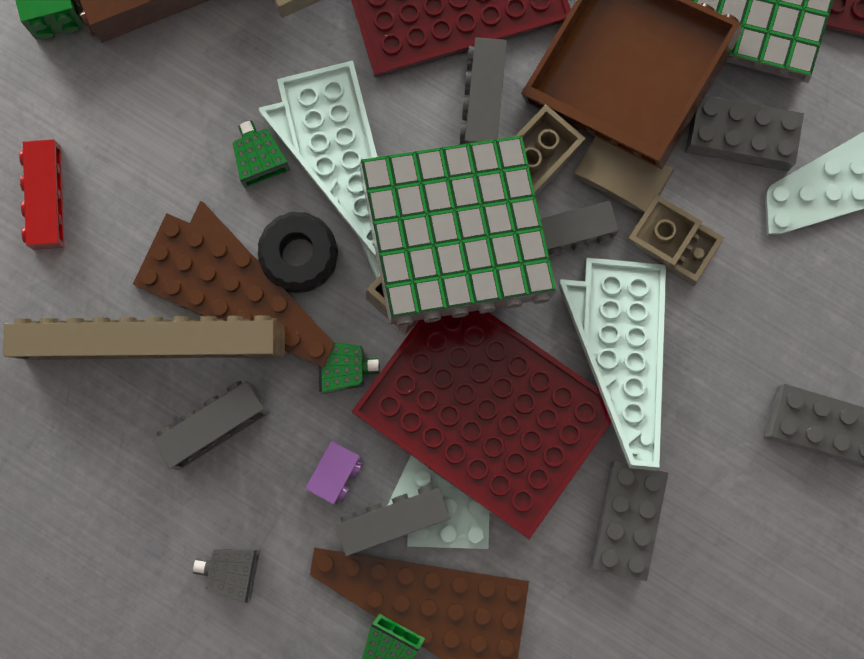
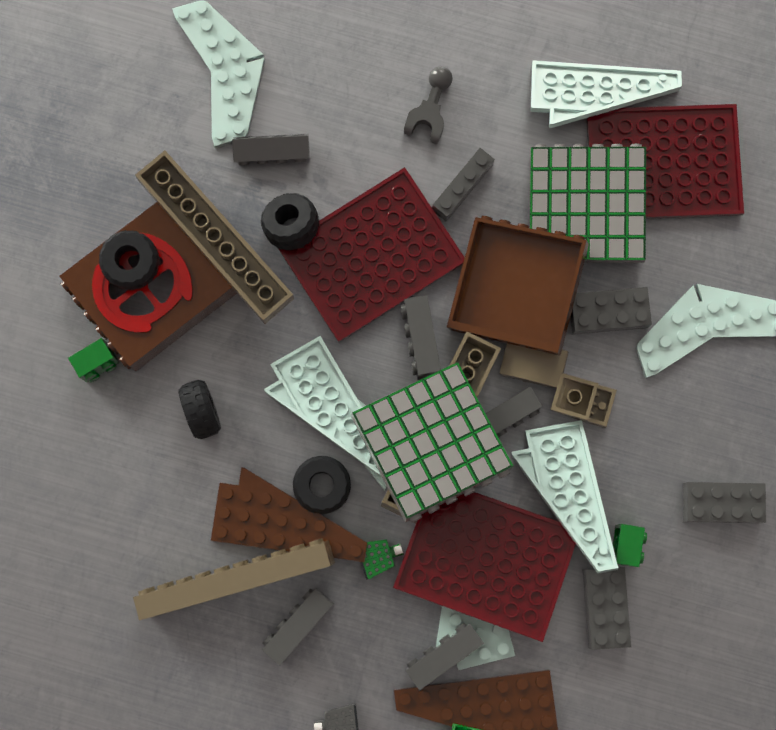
camera: 20 degrees left, 0 degrees up
(42, 194) = (127, 494): red brick -> none
(165, 108) = (199, 409): none -> black tyre
(257, 155) = (272, 423): green torso -> none
(334, 473) = (392, 634): medium lavender brick -> none
(682, 444) = (628, 544): none -> green brick

